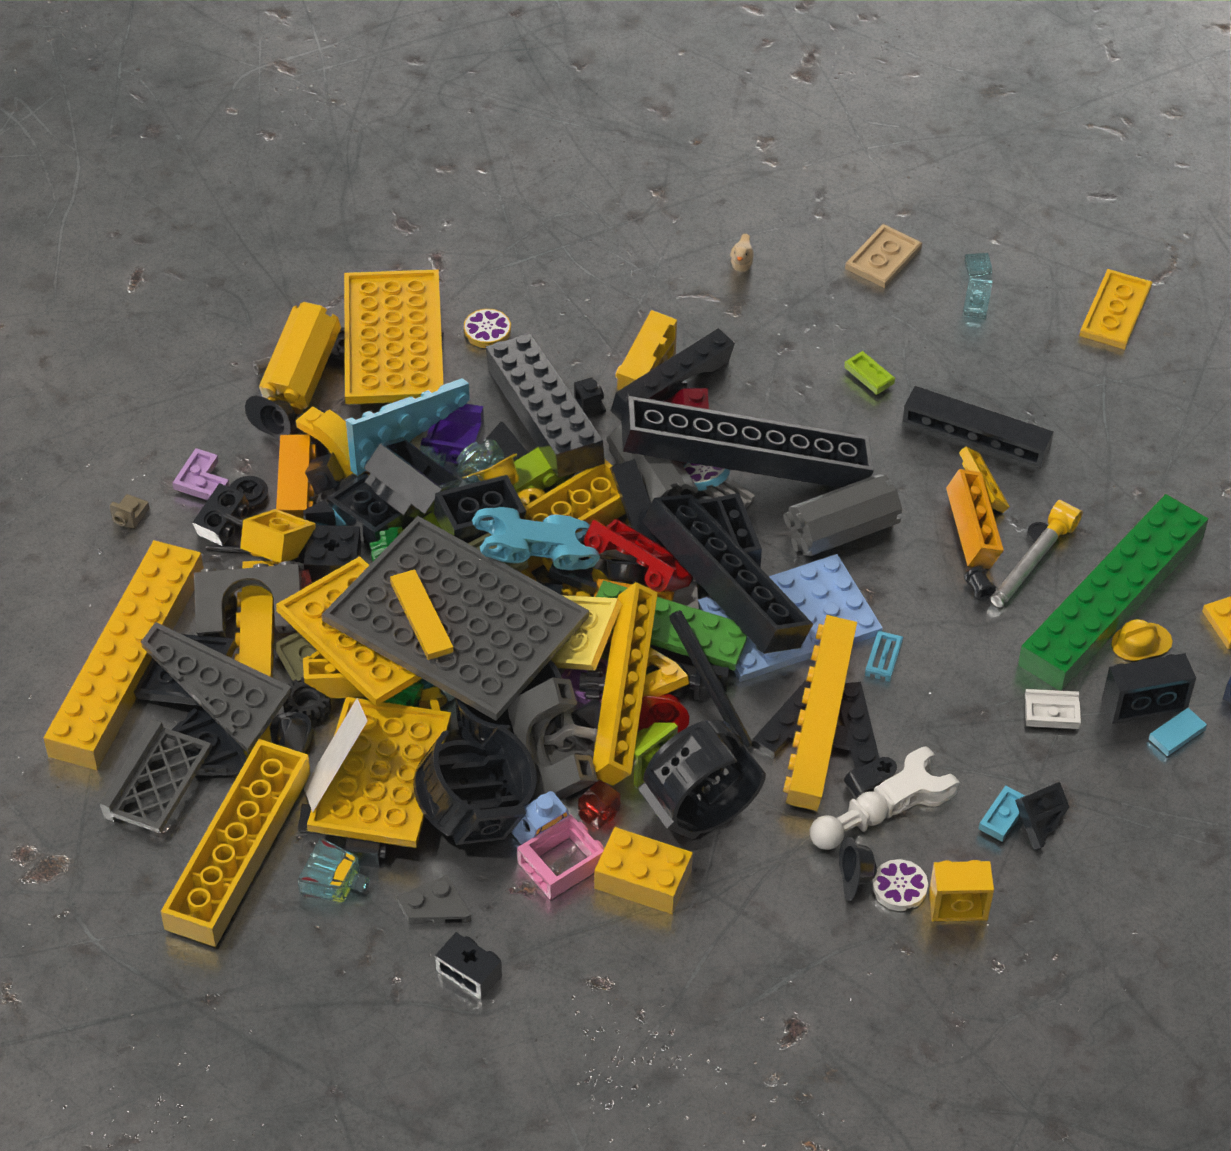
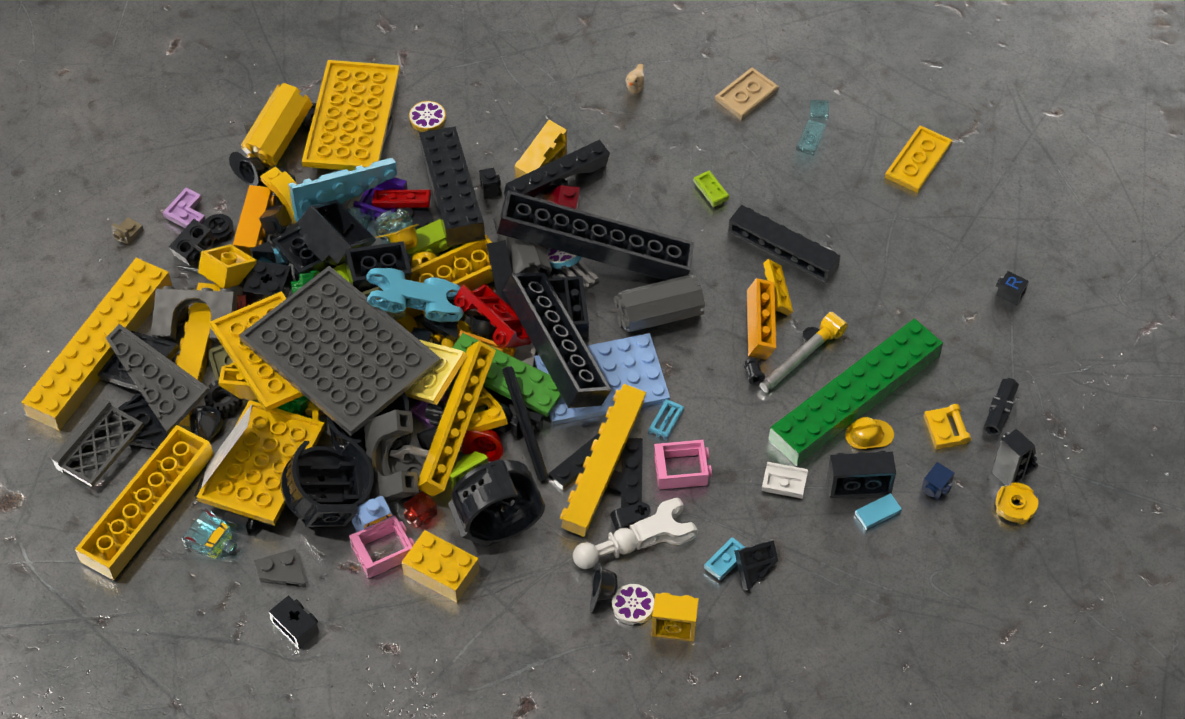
camera: 10 degrees right, 5 degrees up
(421, 614) = (312, 345): yellow tile -> none
(481, 429) = (401, 198): none -> red tile
(916, 687) = (681, 449): none -> bright pink window

